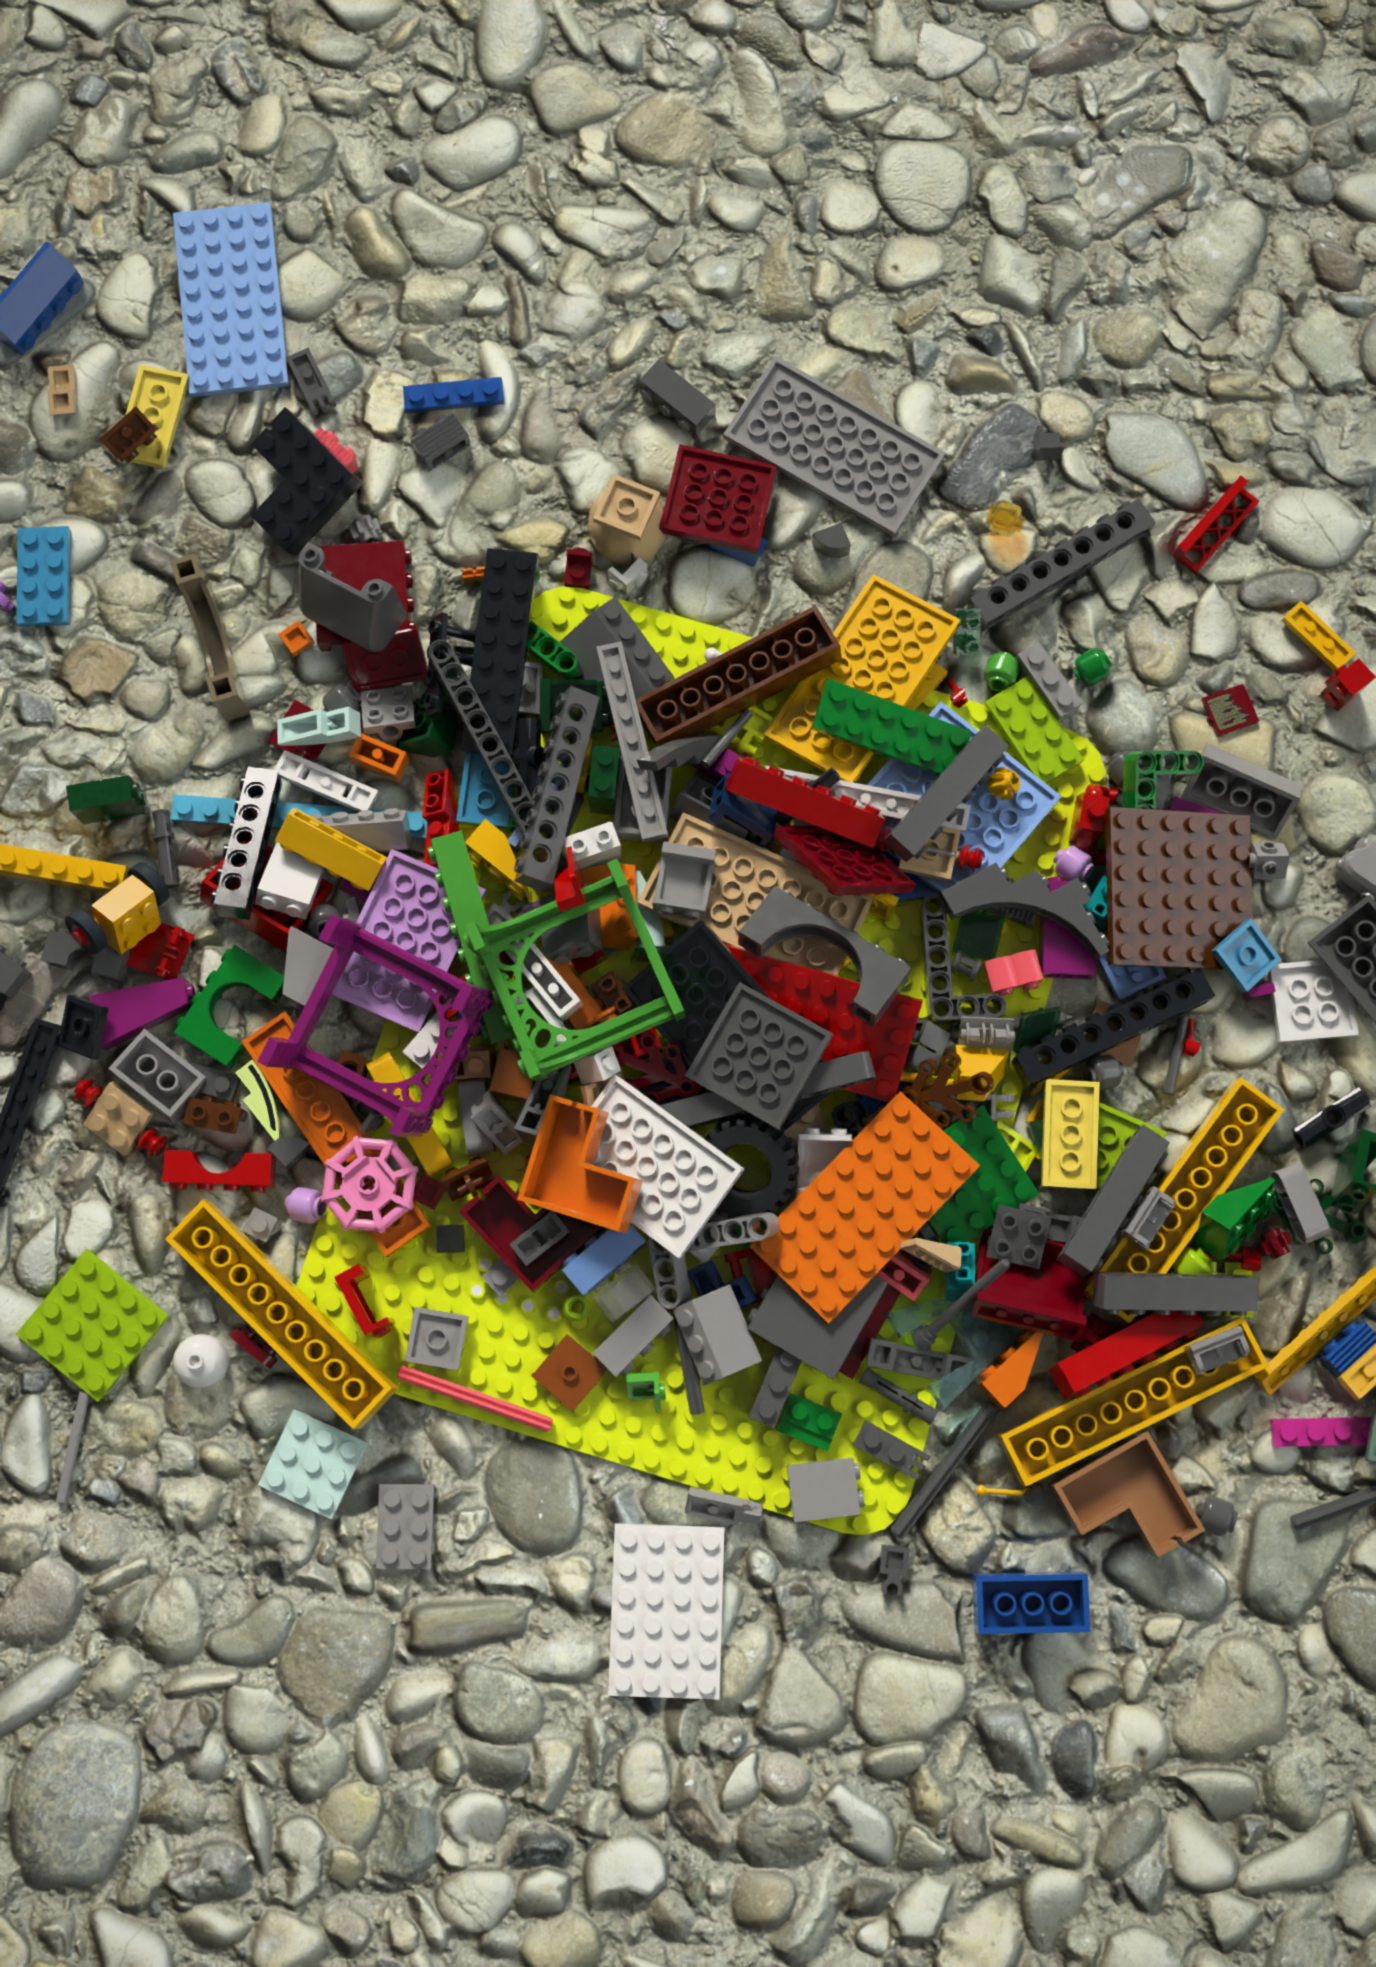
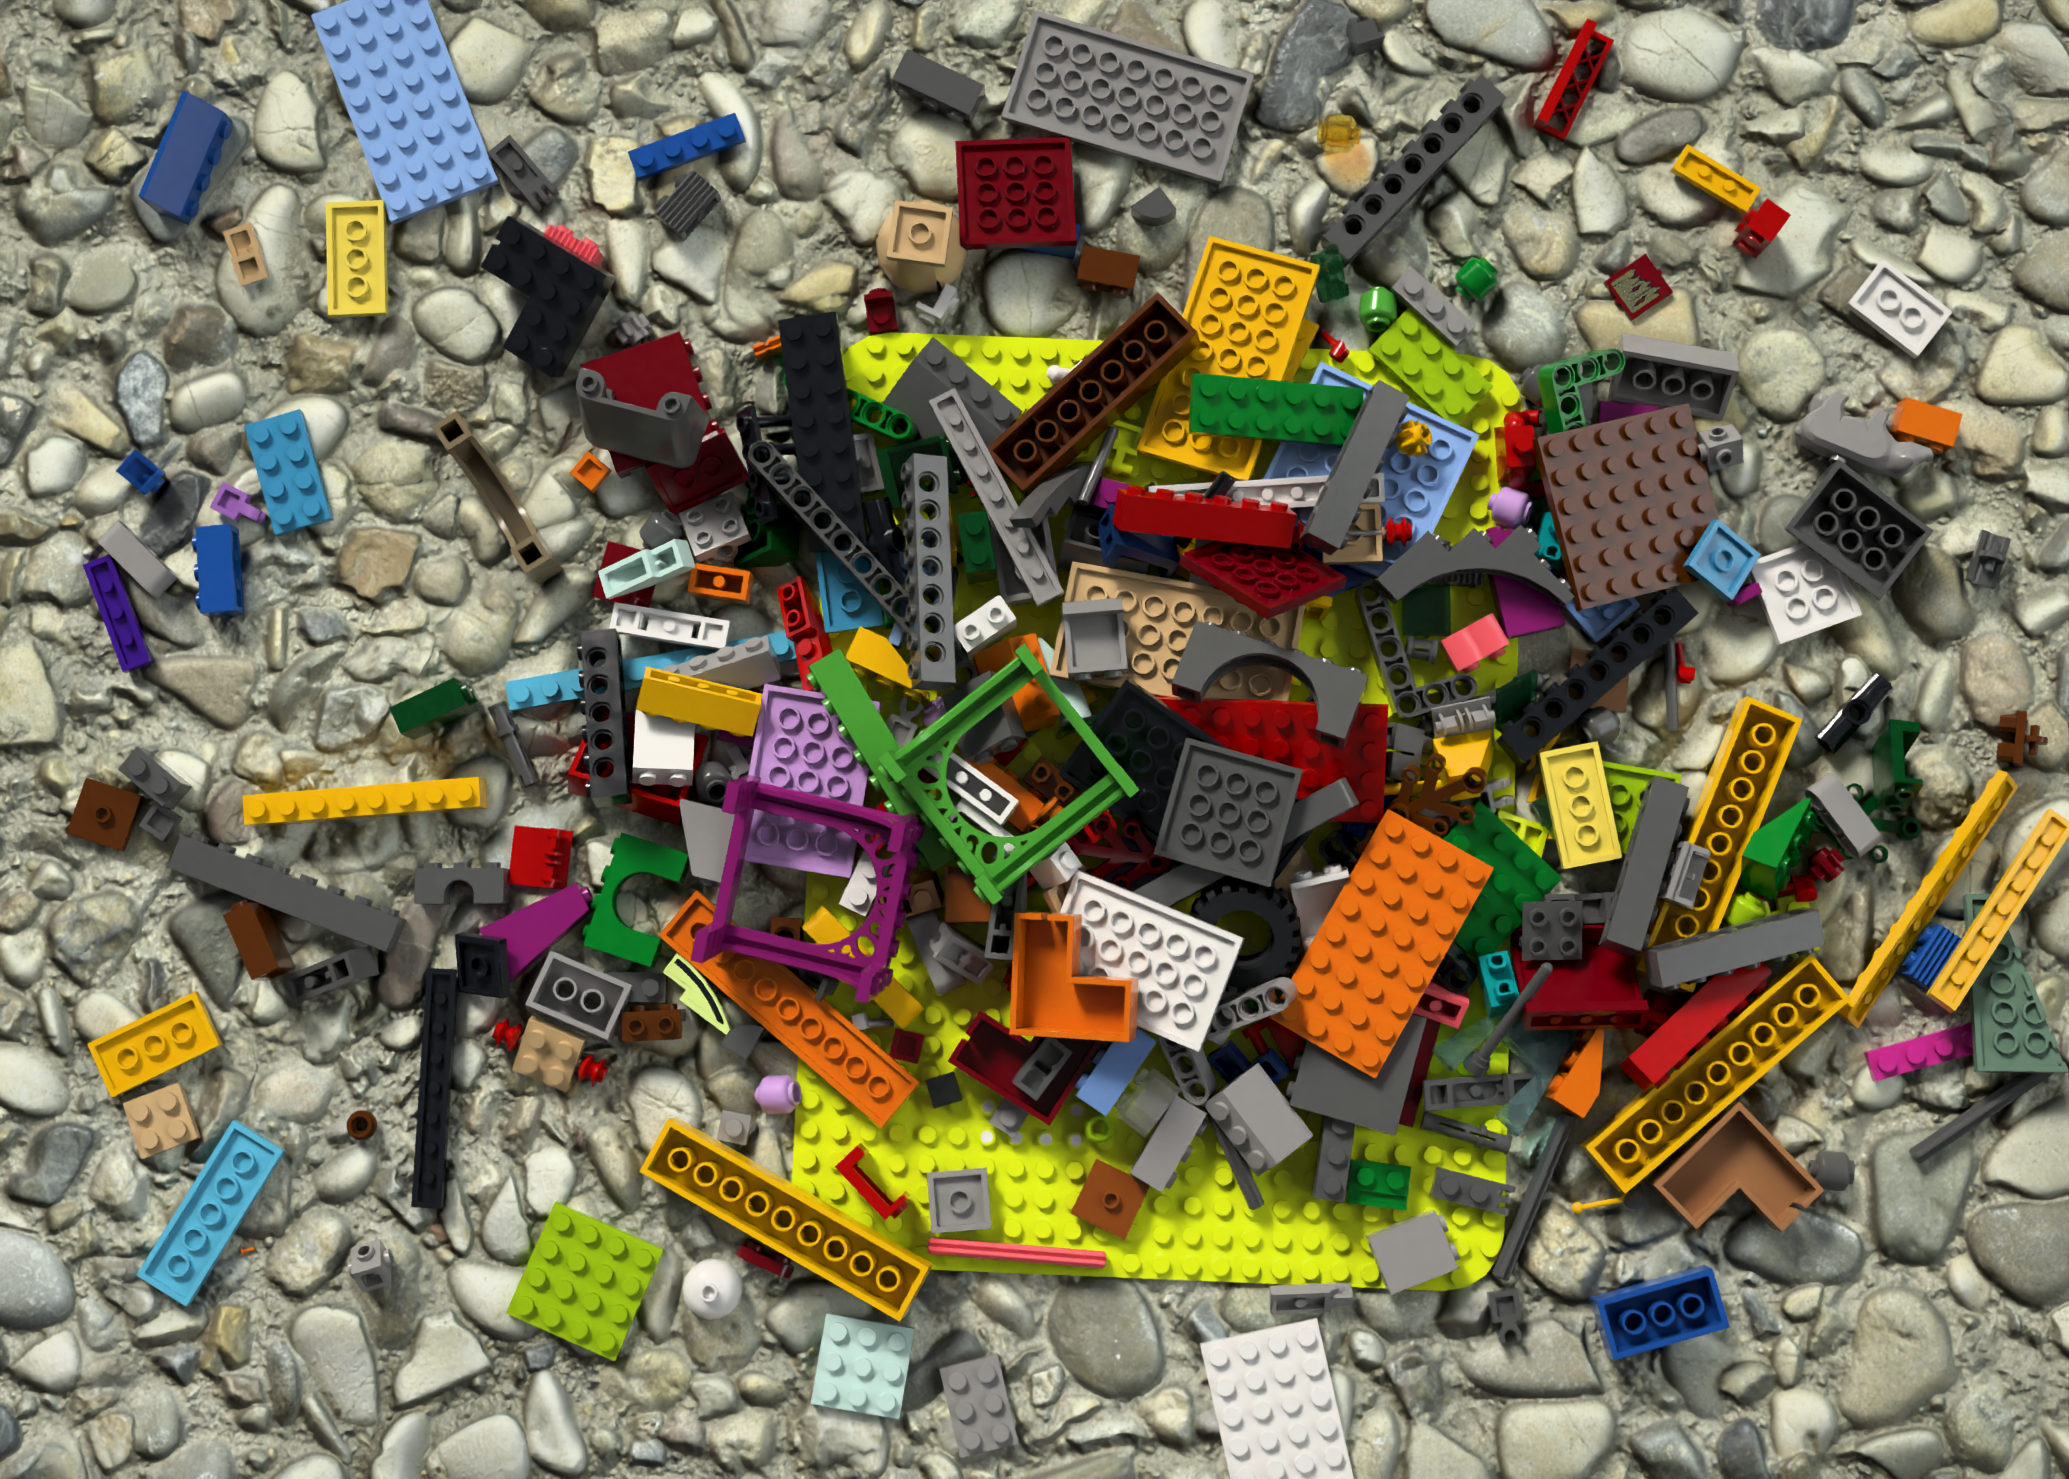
camera: 10 degrees left, 5 degrees up
(73, 1446) = (601, 1416): light grey bar -> none
(122, 914) = (492, 831): yellow brick -> none
(128, 435) = (339, 290): reddish brown bracket -> none
(253, 1171) = (637, 1088): red arch -> none
(384, 1186) = (846, 1072): bright pink plate -> none
(468, 1178) = (946, 1021): reddish brown hips -> none
(569, 884) = (975, 680): red panel -> none
(644, 1387) = (1195, 1193): bright green bracket -> none
(779, 583) = (1107, 271): none -> reddish brown brick
(939, 1255) = (1471, 975): tan slope -> none
(1217, 1349) = (1792, 996): light grey hinge -> none

